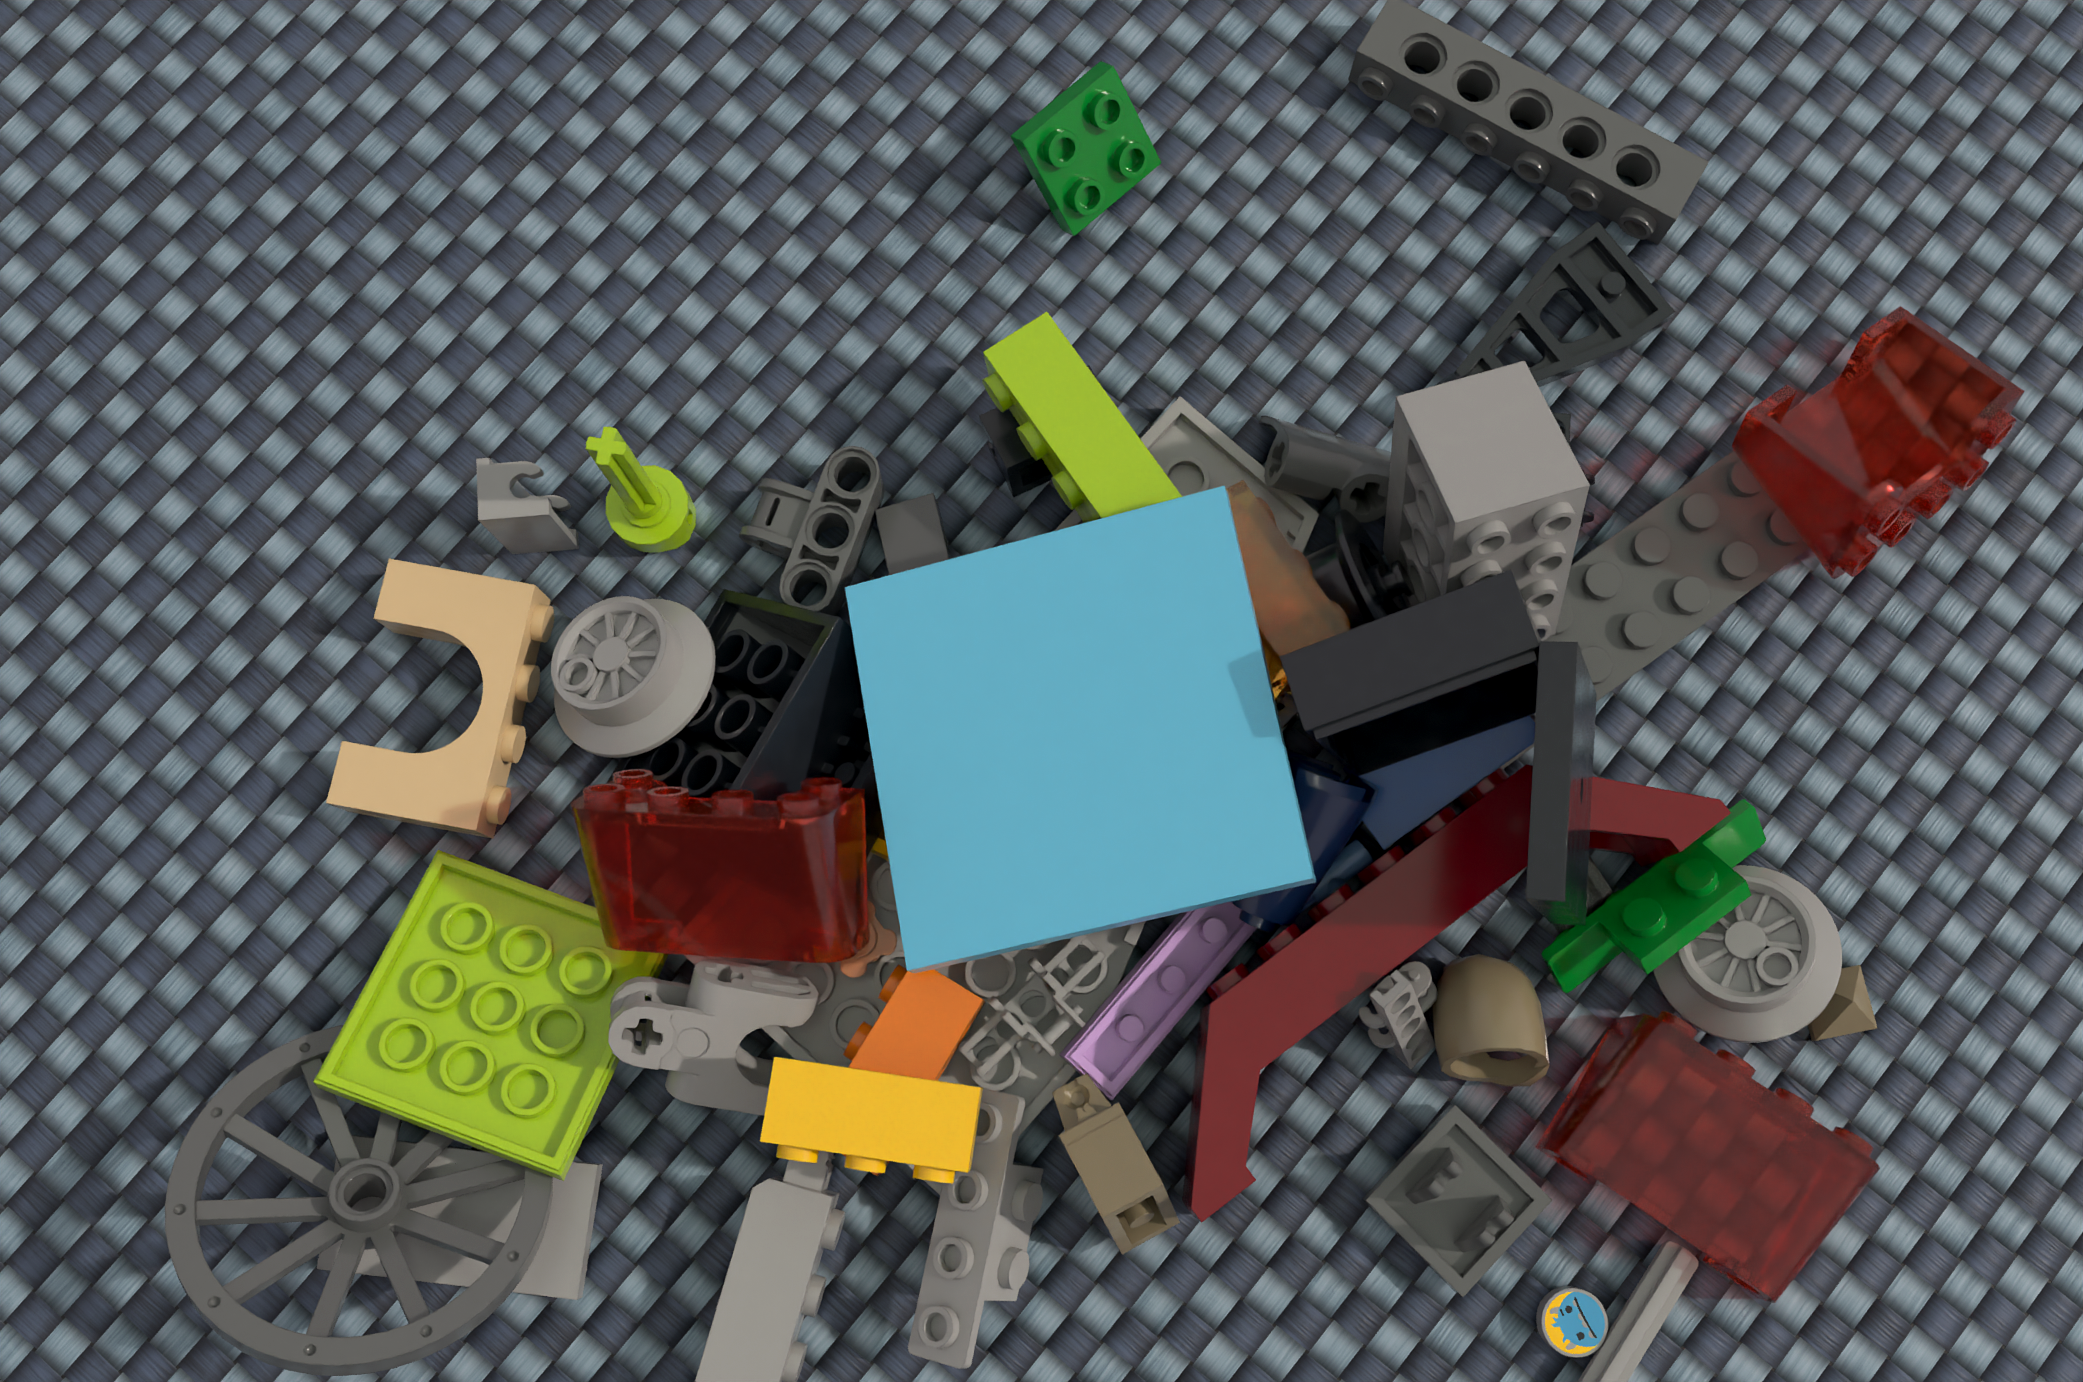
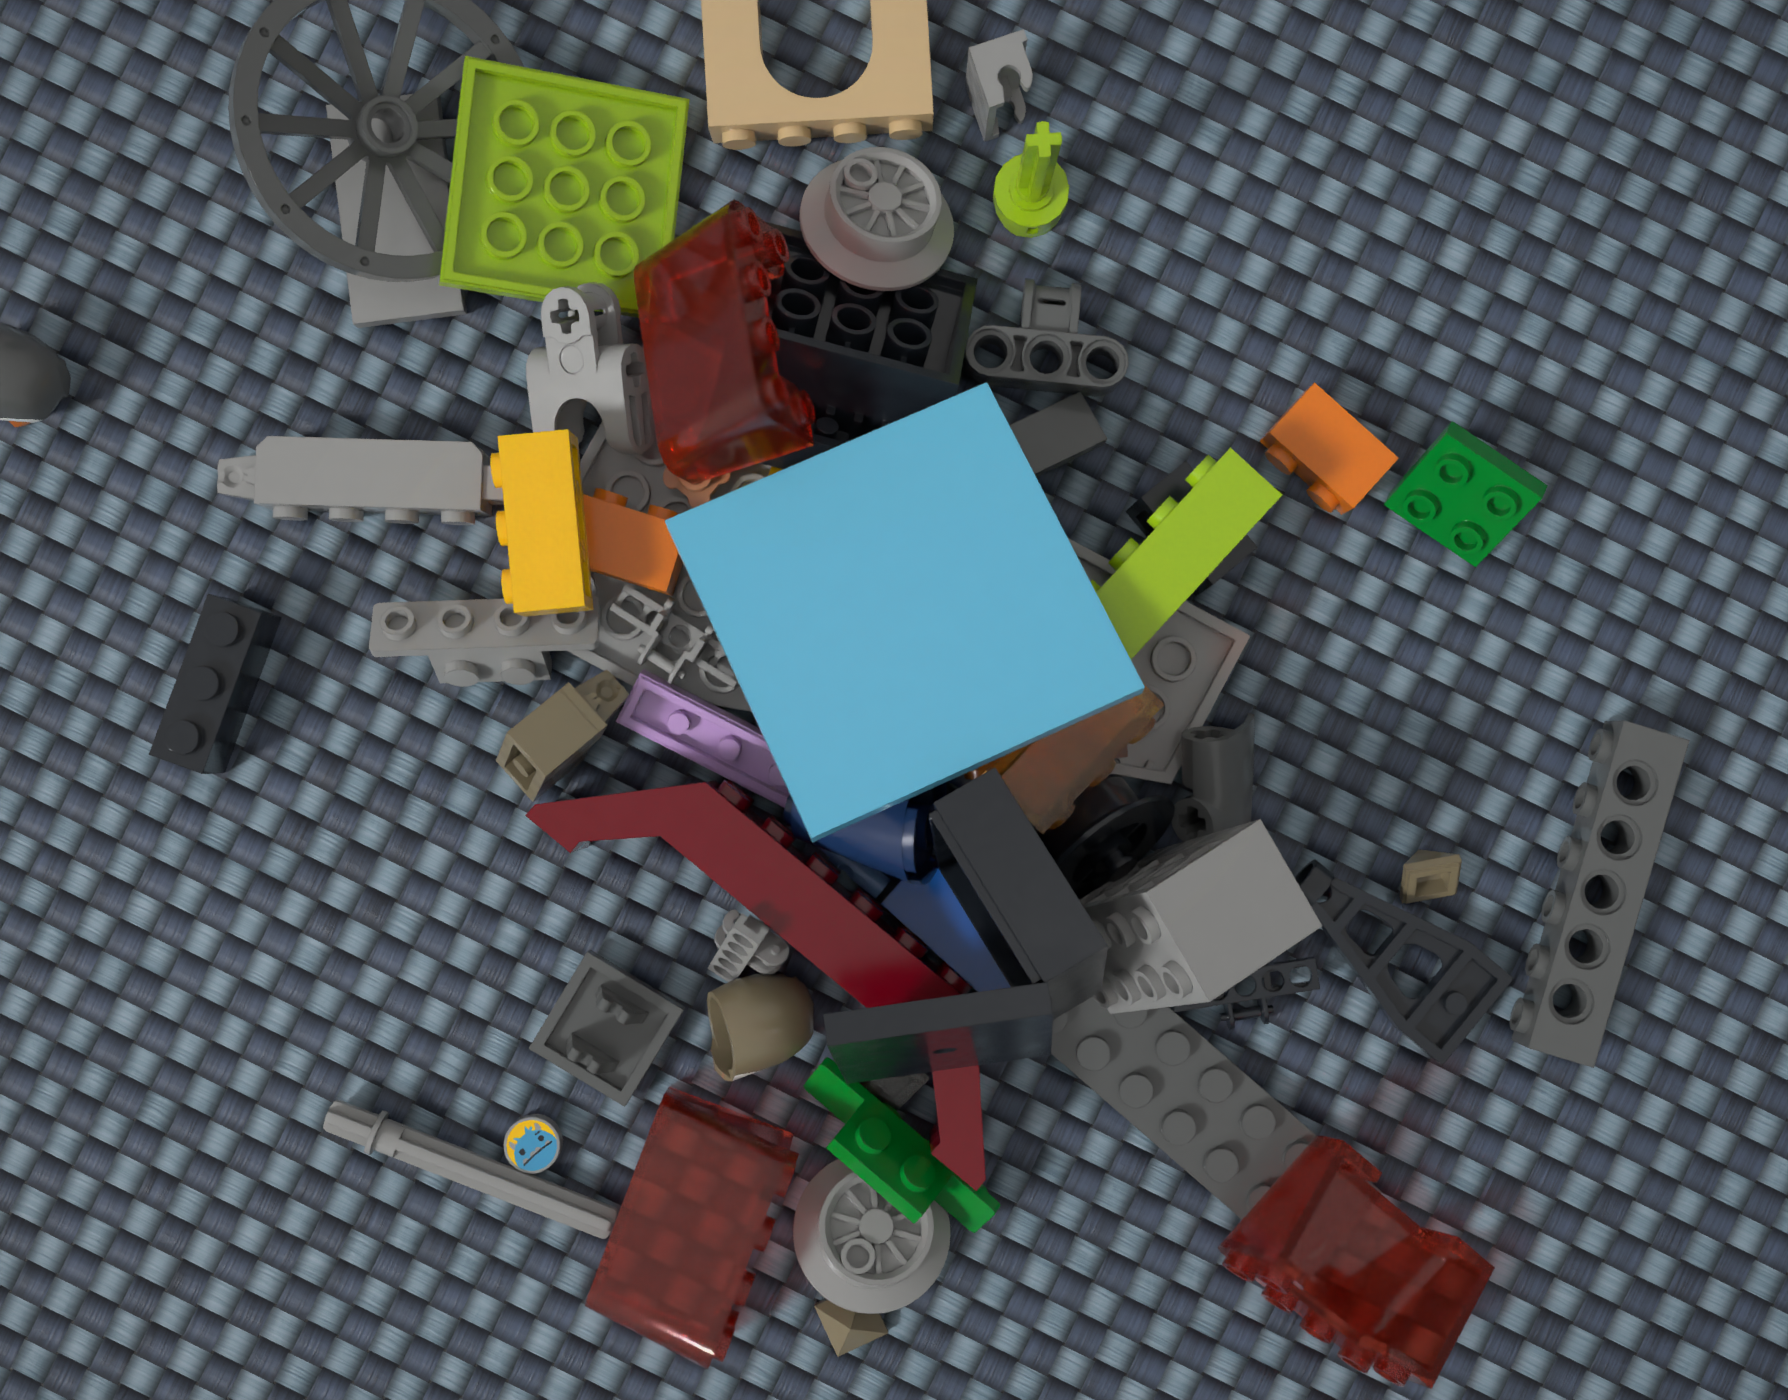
camera: 75 degrees right, 10 degrees up
(1004, 275) = (1327, 451): none -> orange brick
(1472, 279) = (1430, 876): none -> dark tan slope

